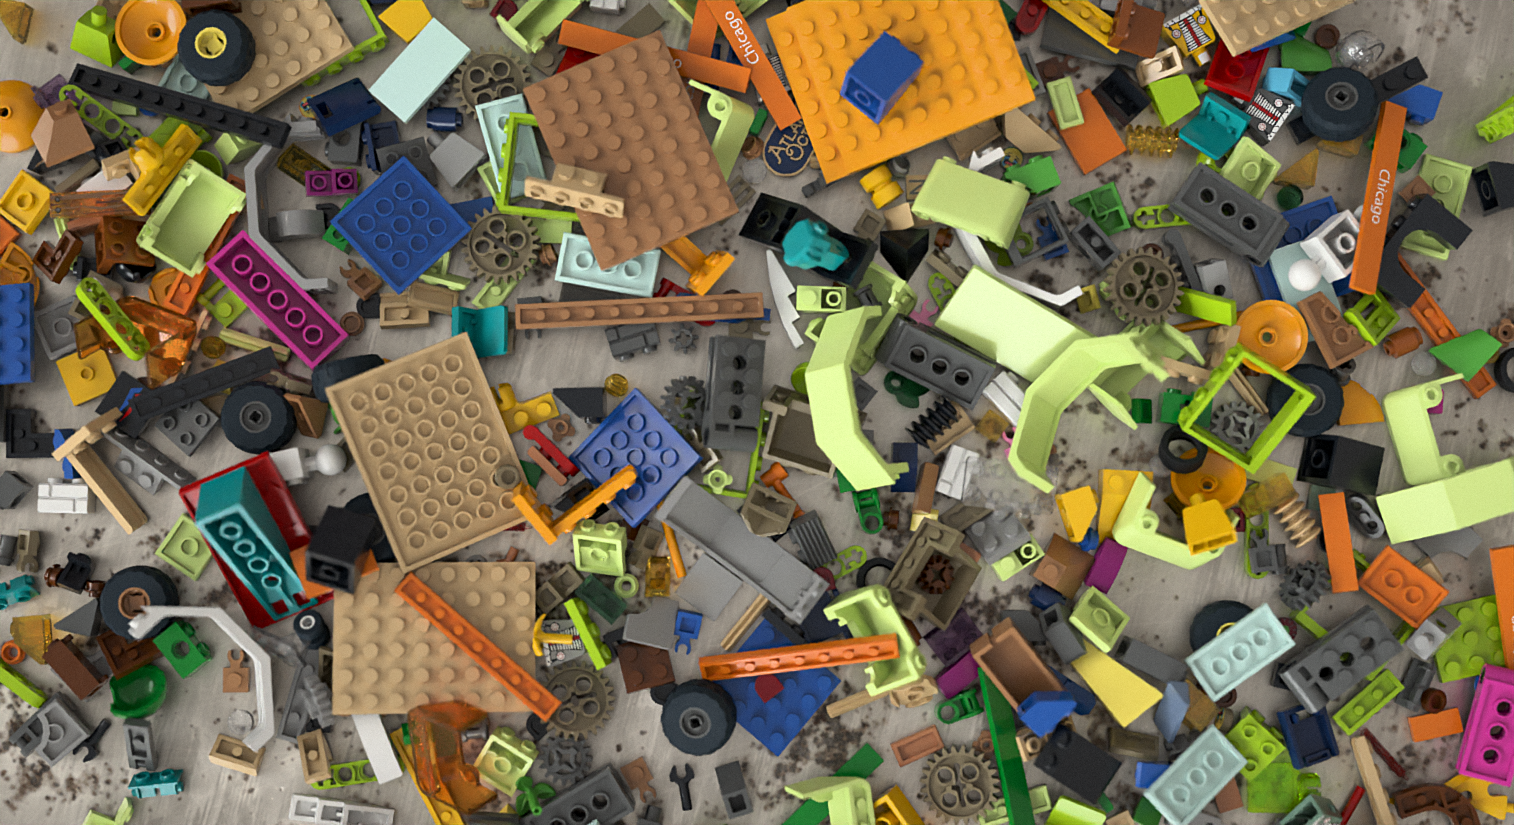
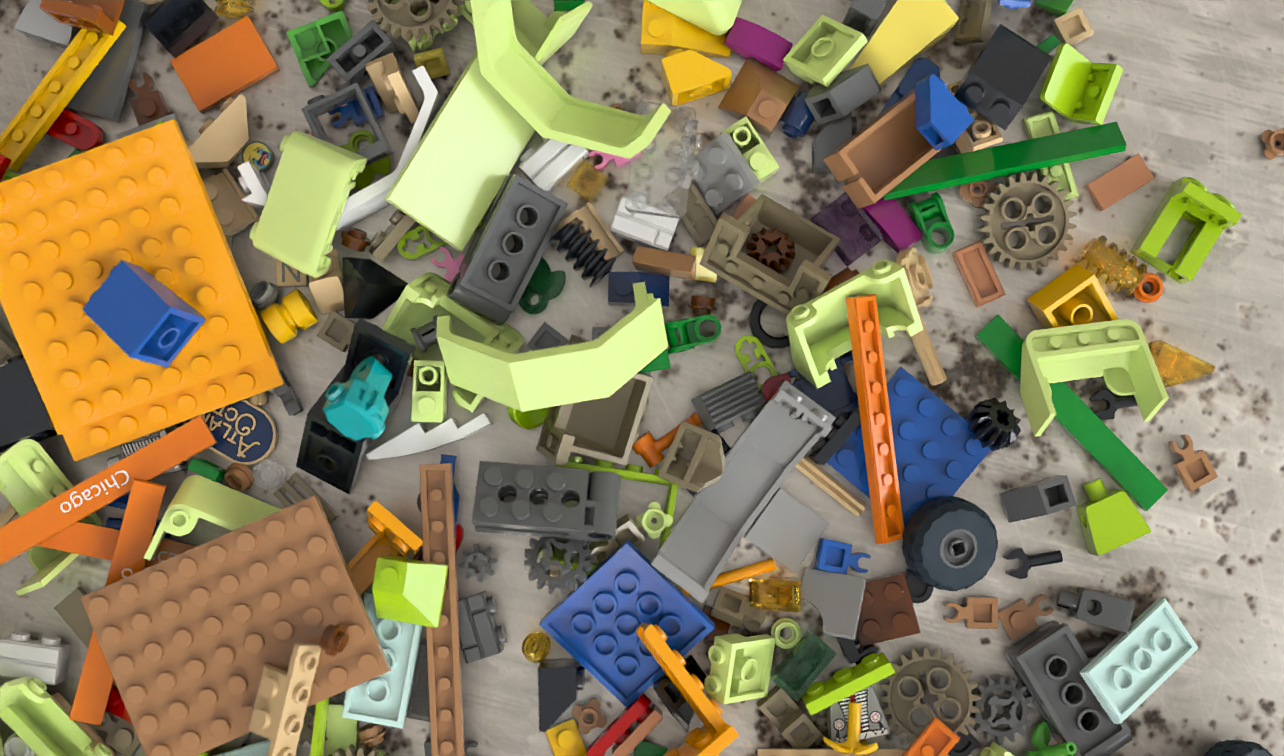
camera: 90 degrees left, 0 degrees up
(627, 228) = (334, 639): none -> reddish brown plate
(642, 741) = (977, 612): none -> medium nougat plate
(663, 285) = (409, 590): none -> lime slope
(746, 328) = (465, 482): dark tan plate -> none
(767, 686) = (910, 457): dark red tile -> none
(794, 755) = (994, 424): none -> black gear
(1037, 175) = (274, 119): bright green slope -> none
(1065, 103) = (188, 89): yellowish green tile -> none
(1067, 269) = (393, 86): none -> tan bracket
(1089, 540) = (730, 61): blue plate -> none

